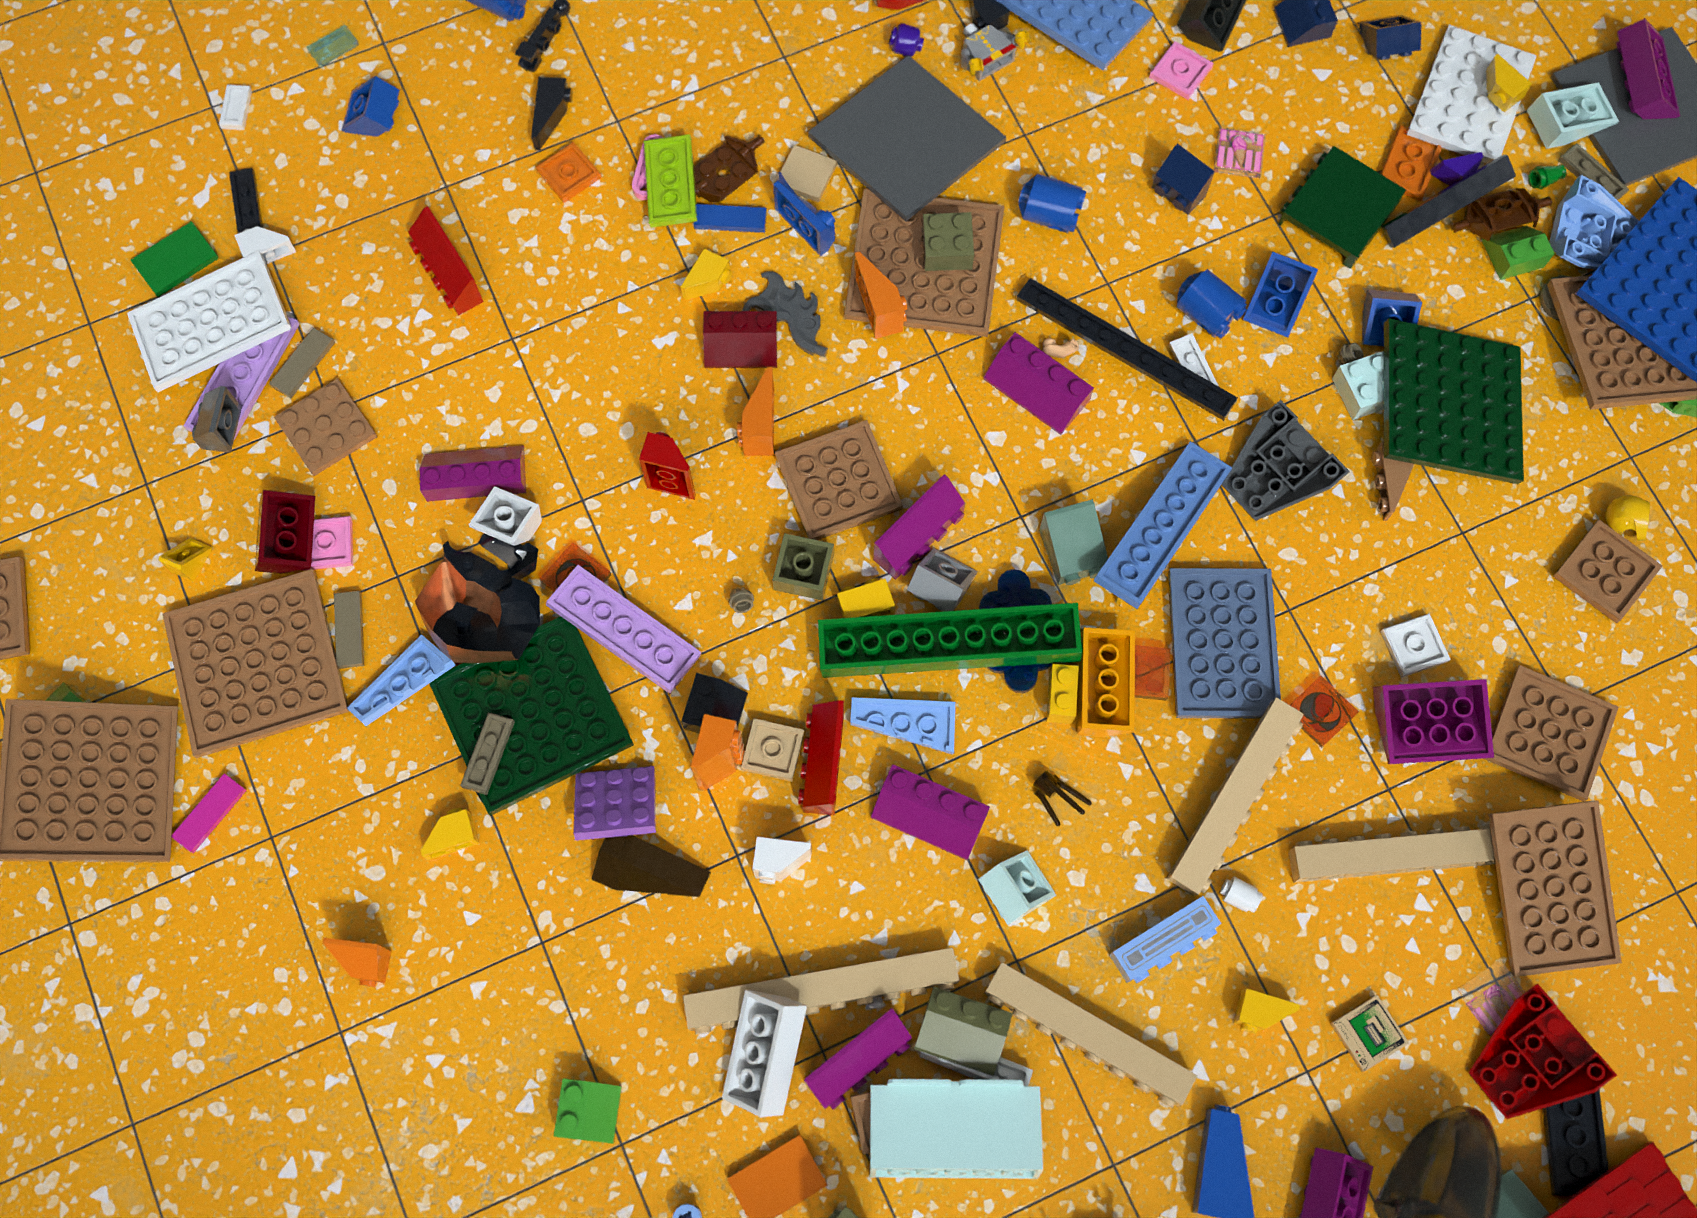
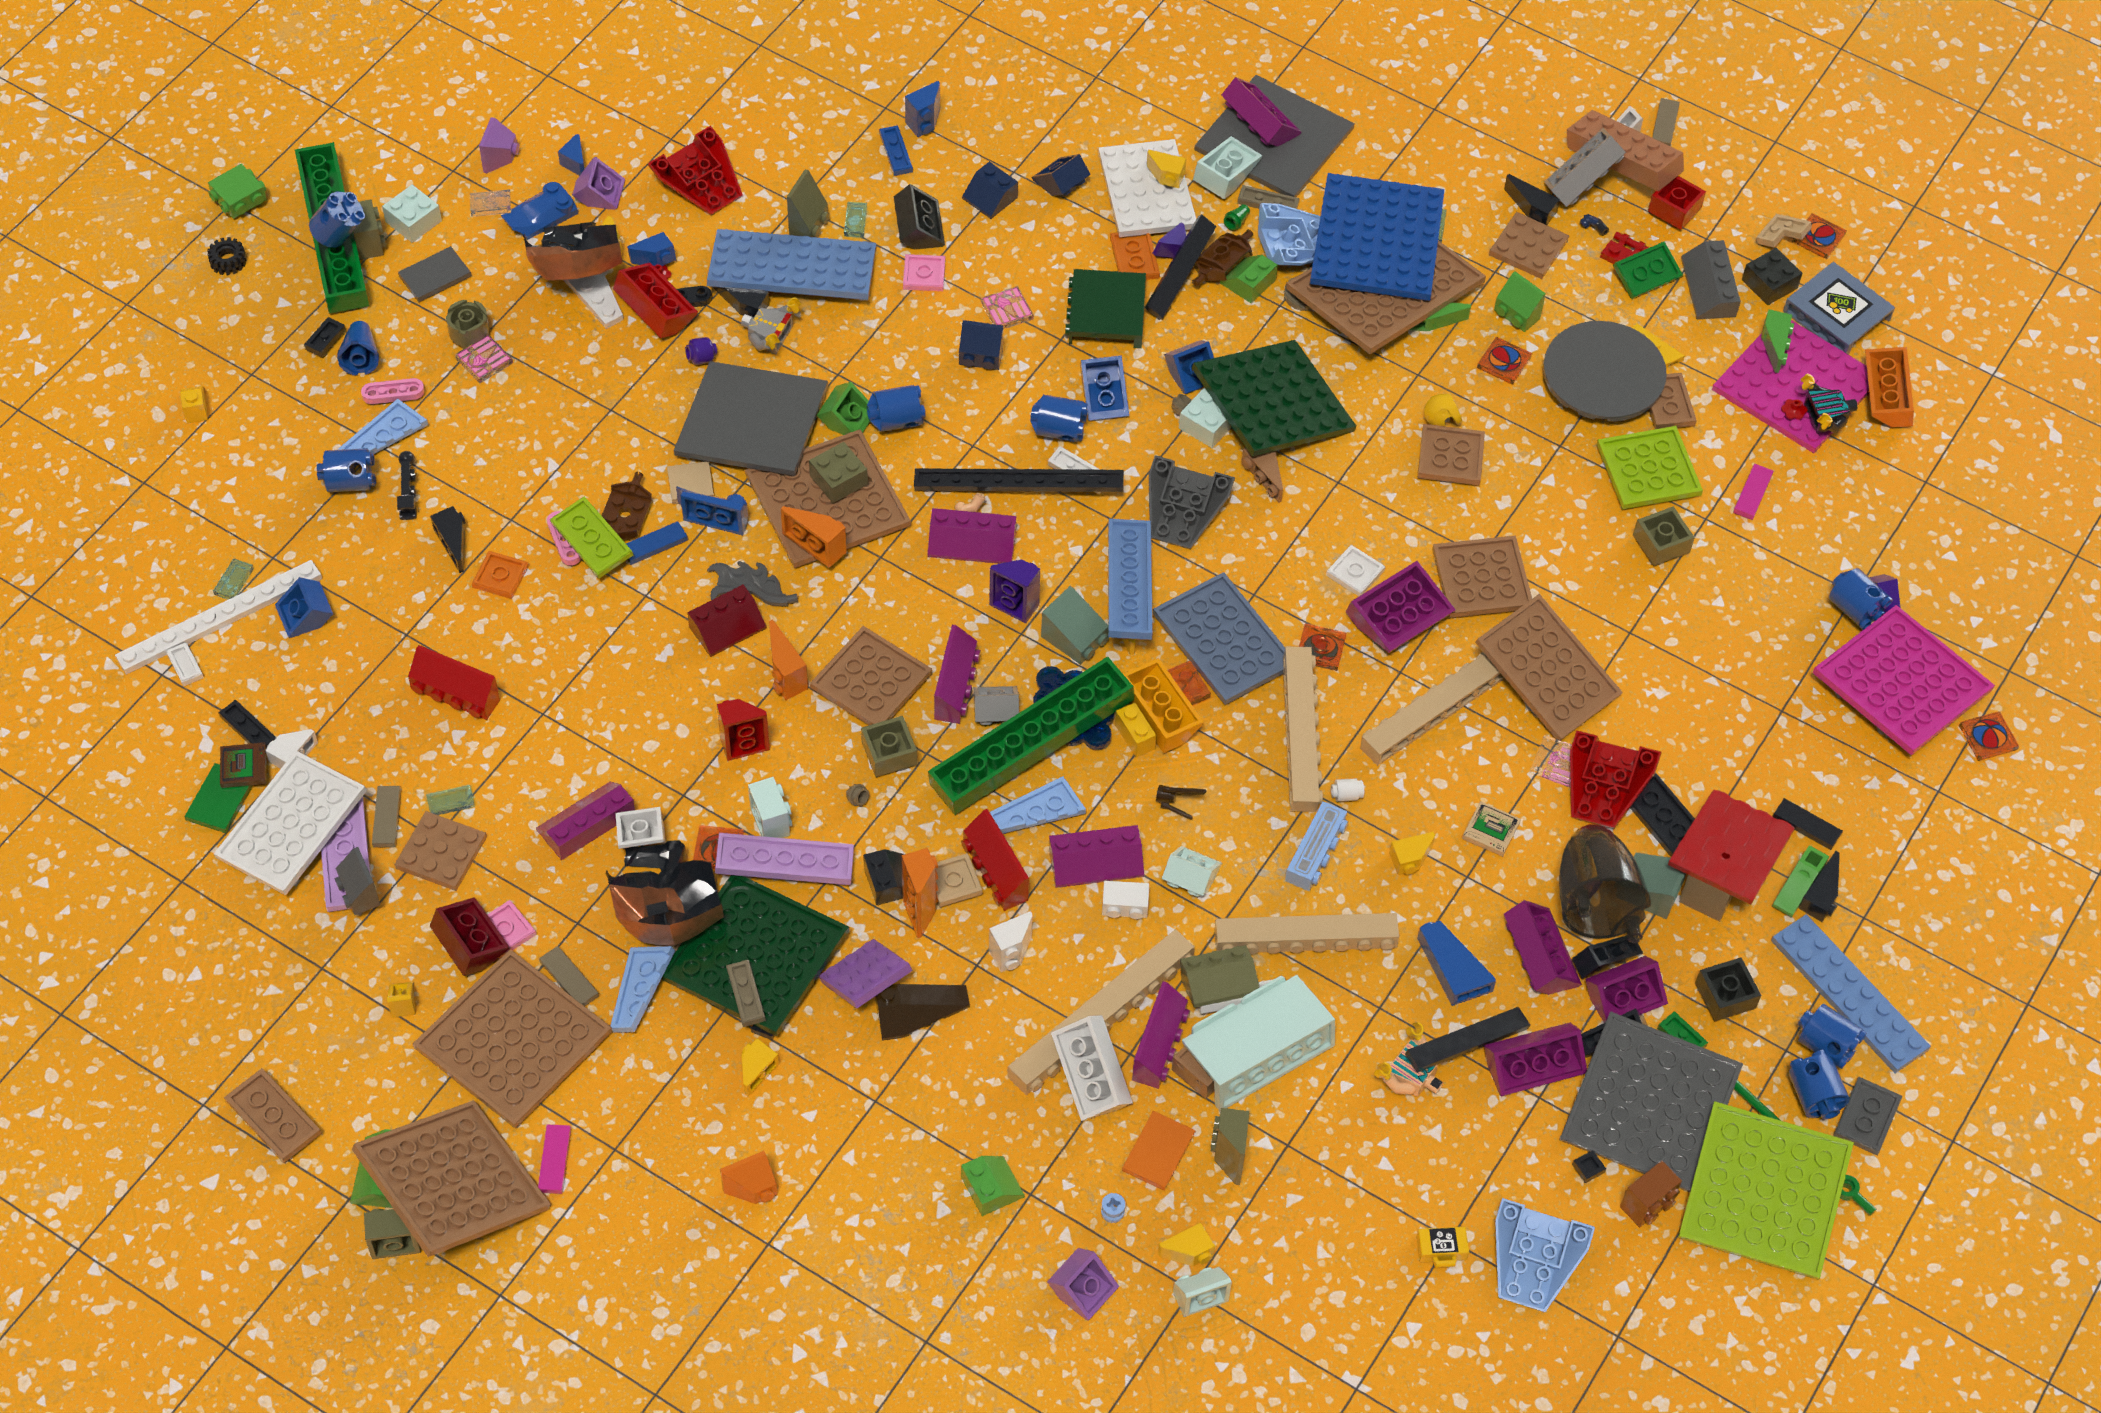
camera: 35 degrees left, 15 degrees down
(210, 238) = (243, 765): none -> reddish brown tile
(293, 75) = (214, 618): none -> white plate
(368, 380) = (450, 800): none -> clear light blue tile
(641, 568) = (769, 809): none -> light aqua brick
(706, 275) = (667, 589): yellow slope -> none
(866, 600) = (950, 742): yellow brick -> none
(927, 879) = (1125, 899): none -> white brick
(1002, 177) = (845, 410): none -> bright green slope
(1038, 469) = (1015, 588): none -> dark purple slope

